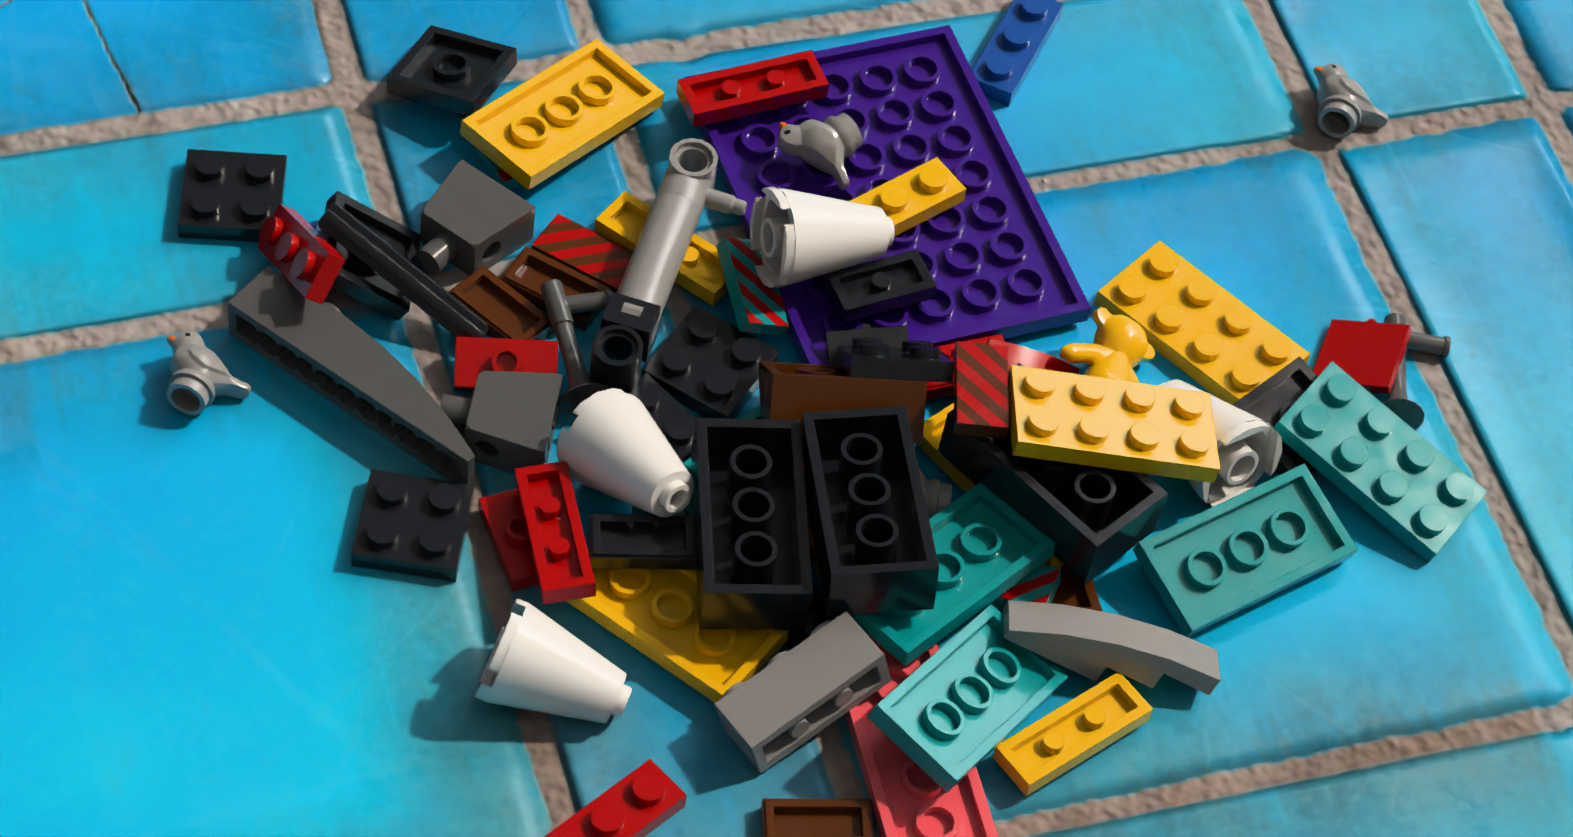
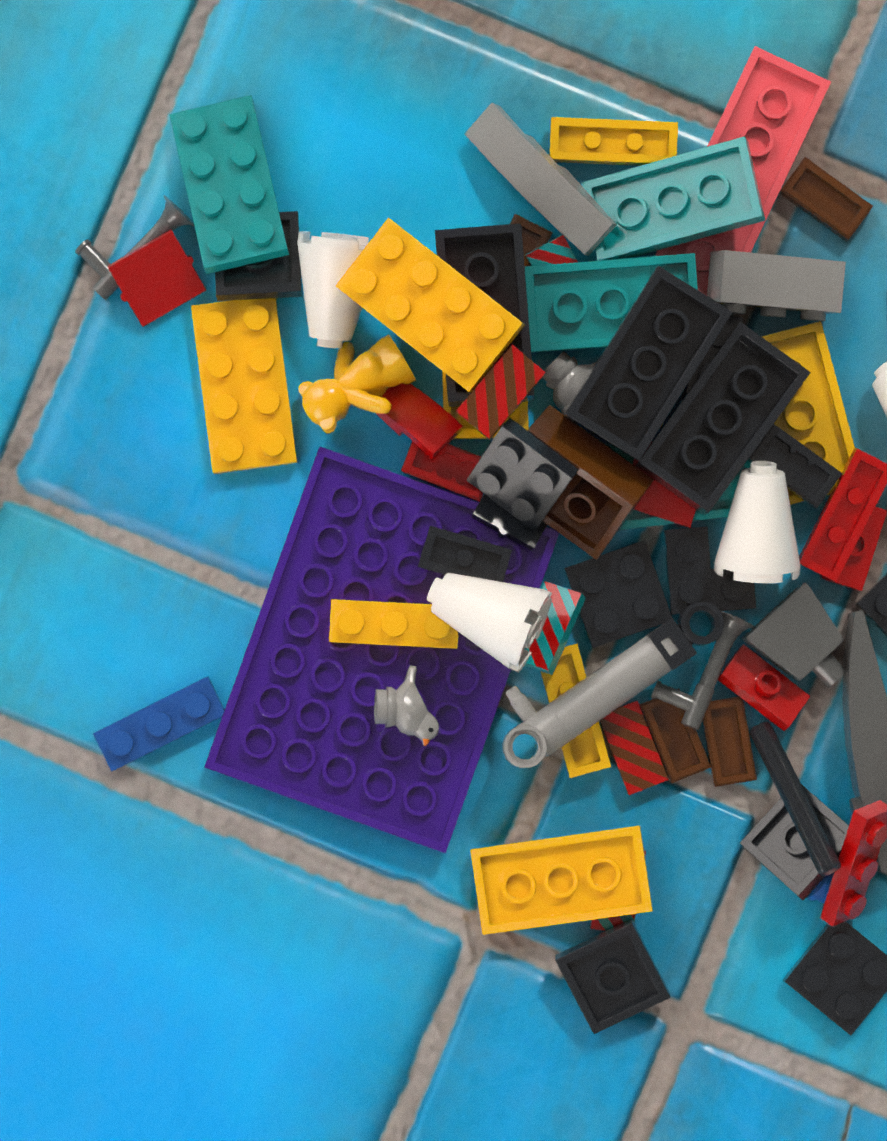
camera: 135 degrees left, 35 degrees up
(472, 222) = (701, 826): dark grey torso -> none
(752, 88) = (413, 797): red plate -> none
(1244, 550) = (379, 180): teal plate -> none

